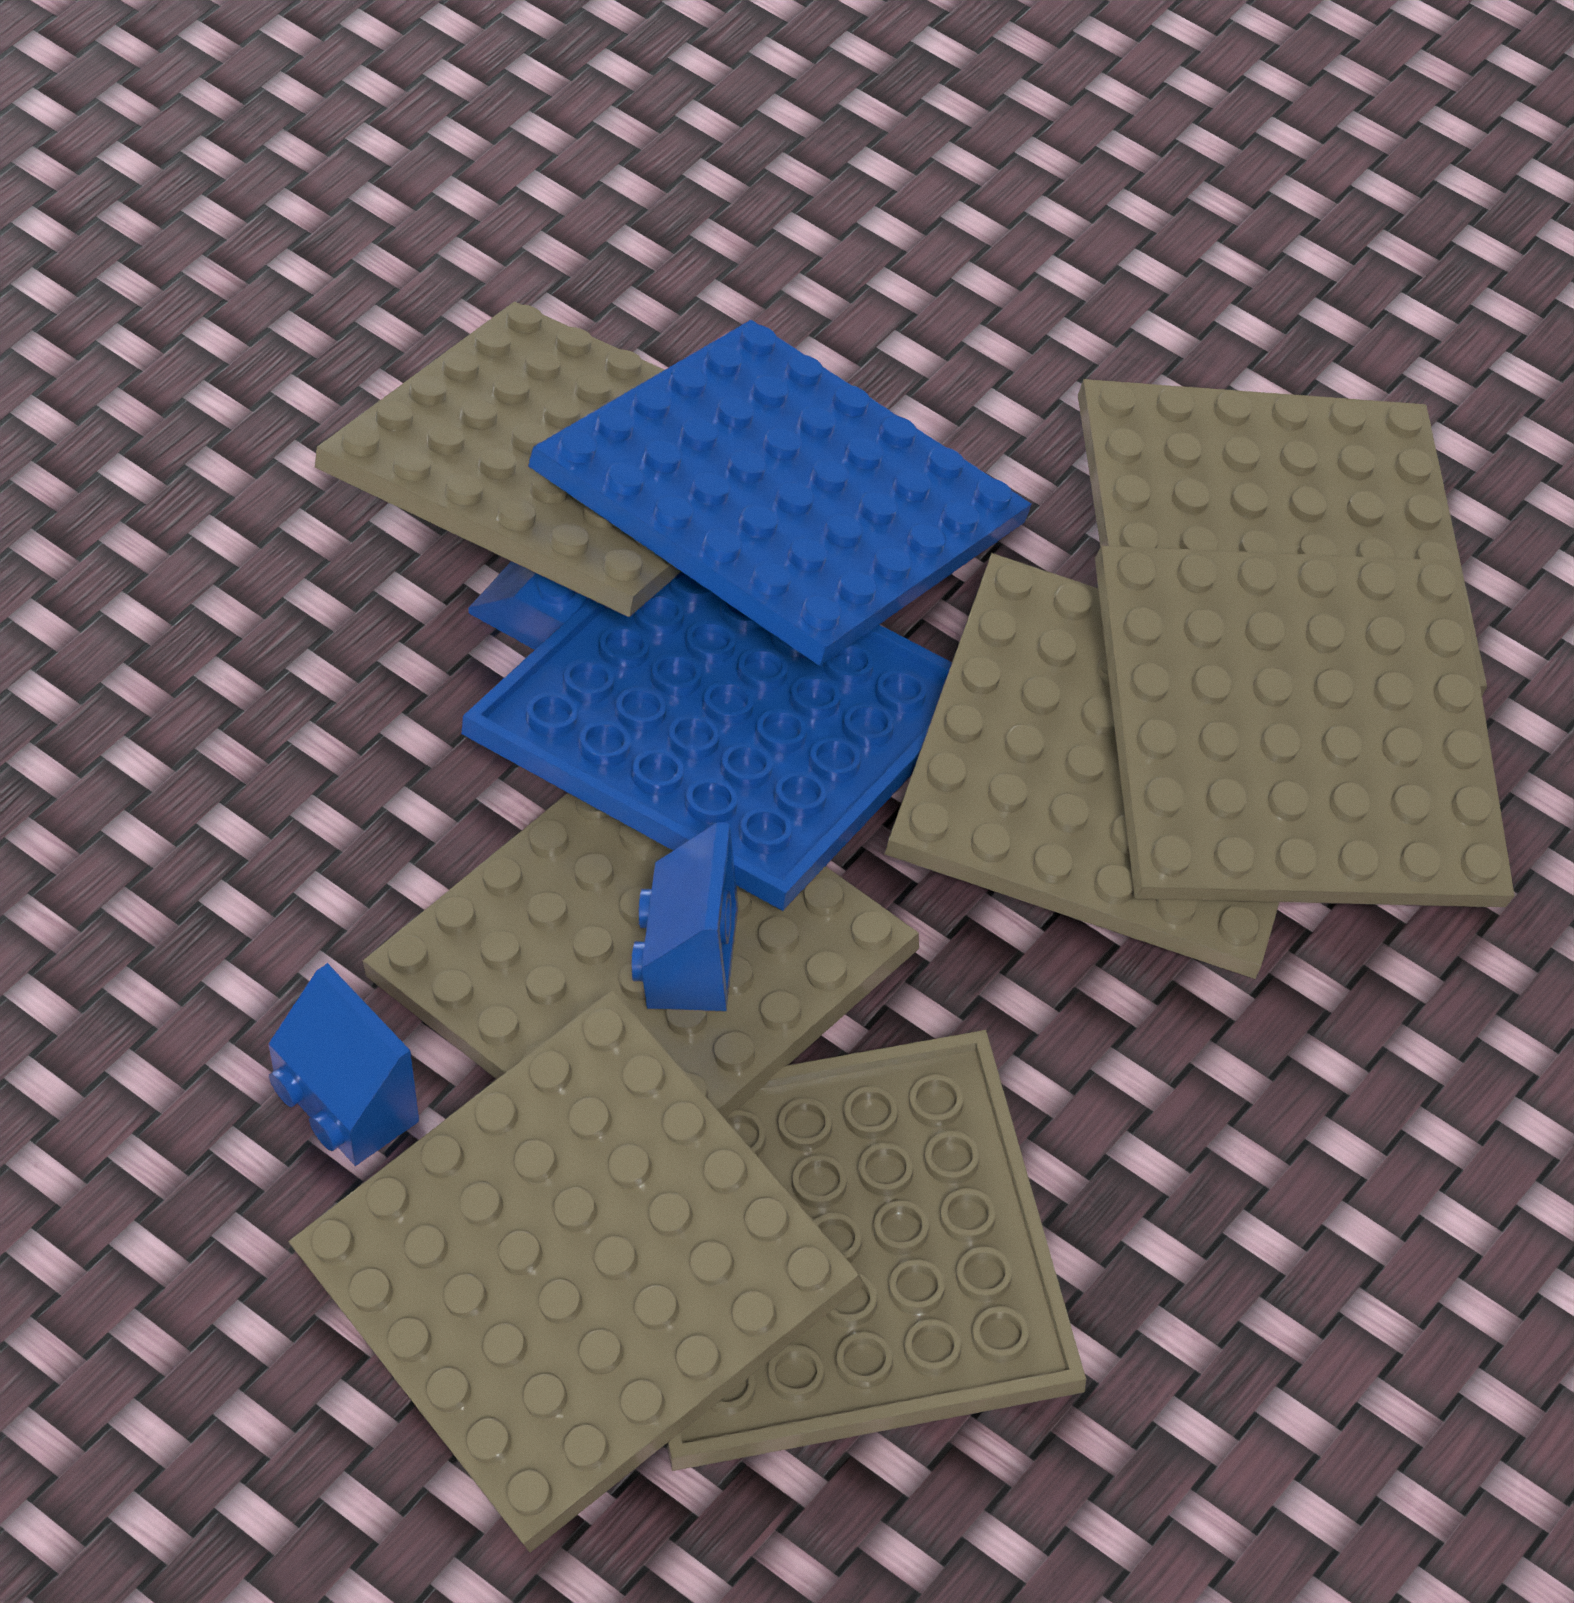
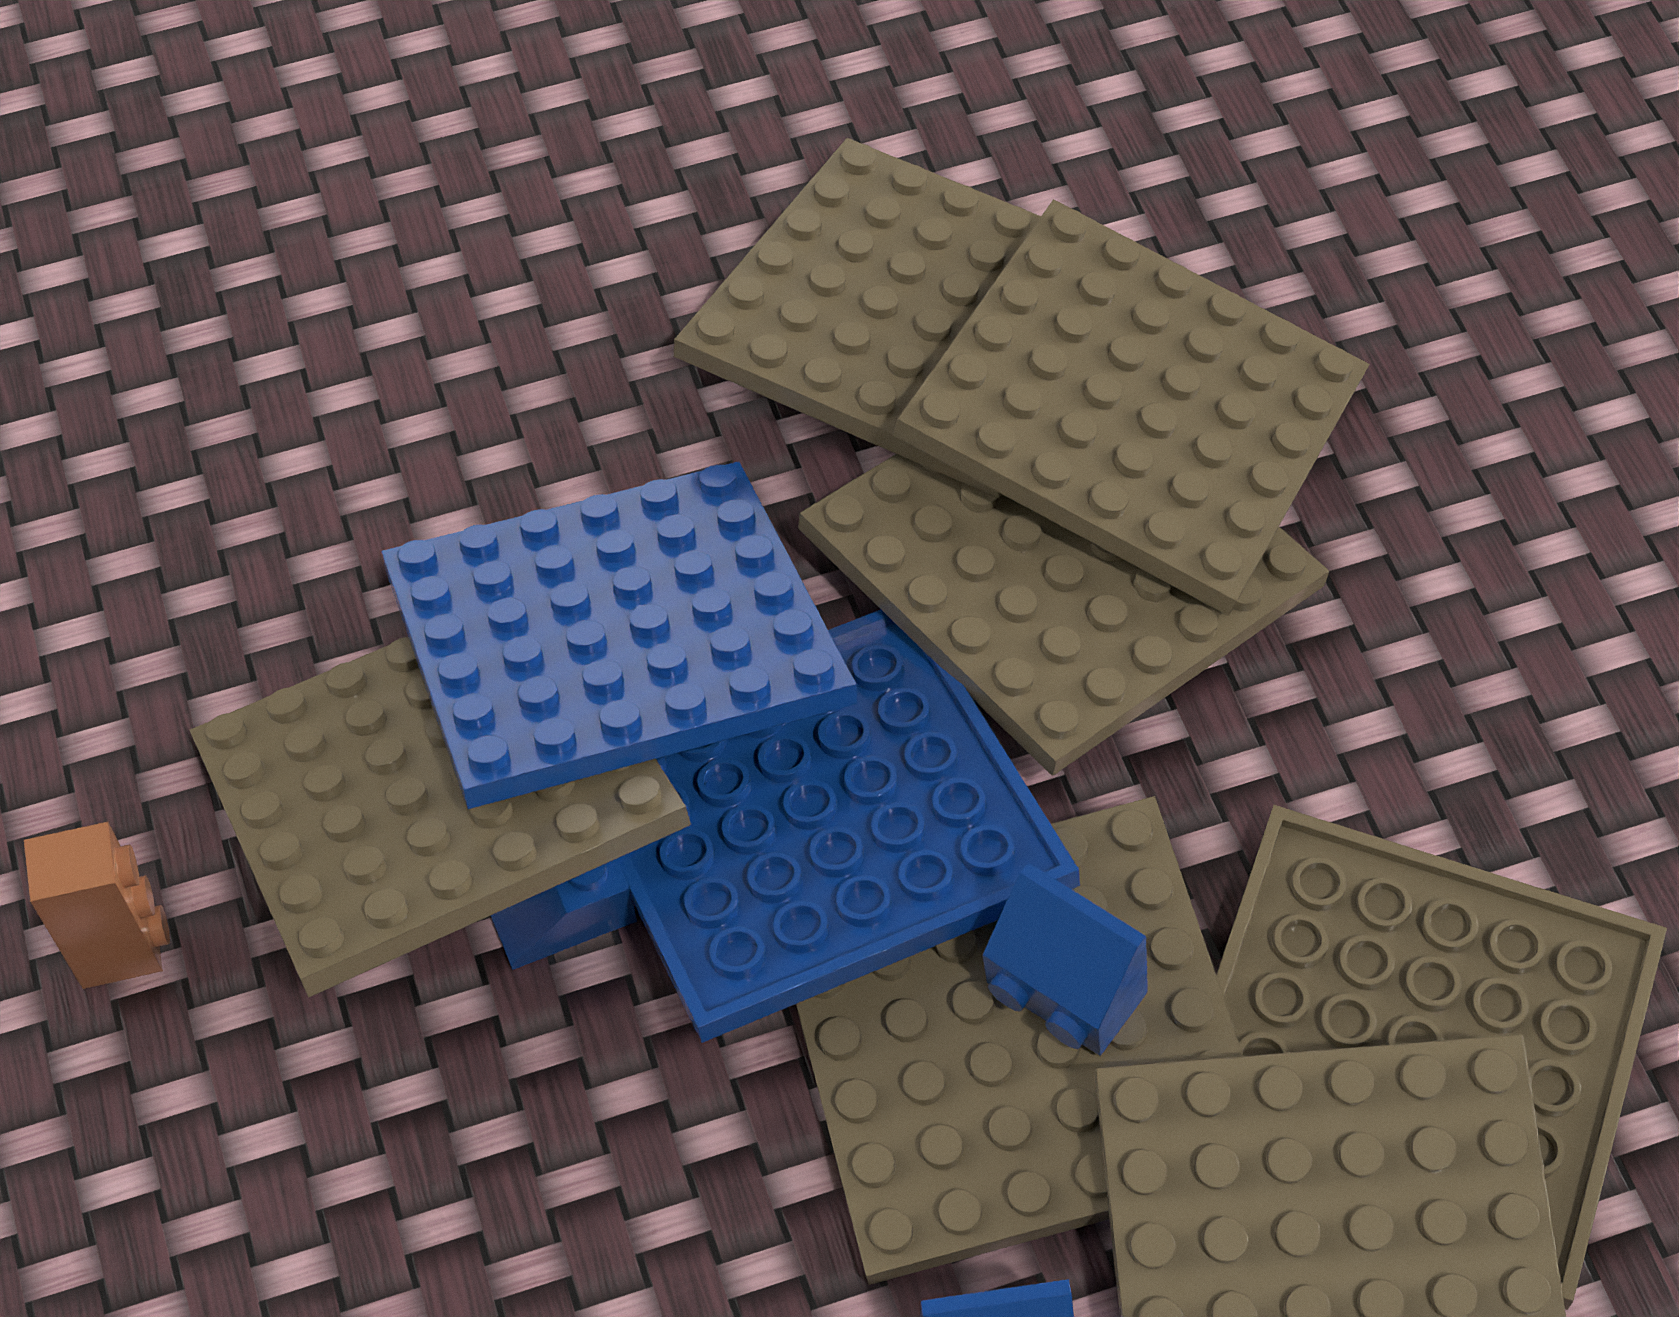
camera: 55 degrees left, 5 degrees up
(305, 311) = (96, 904): none -> nougat brick

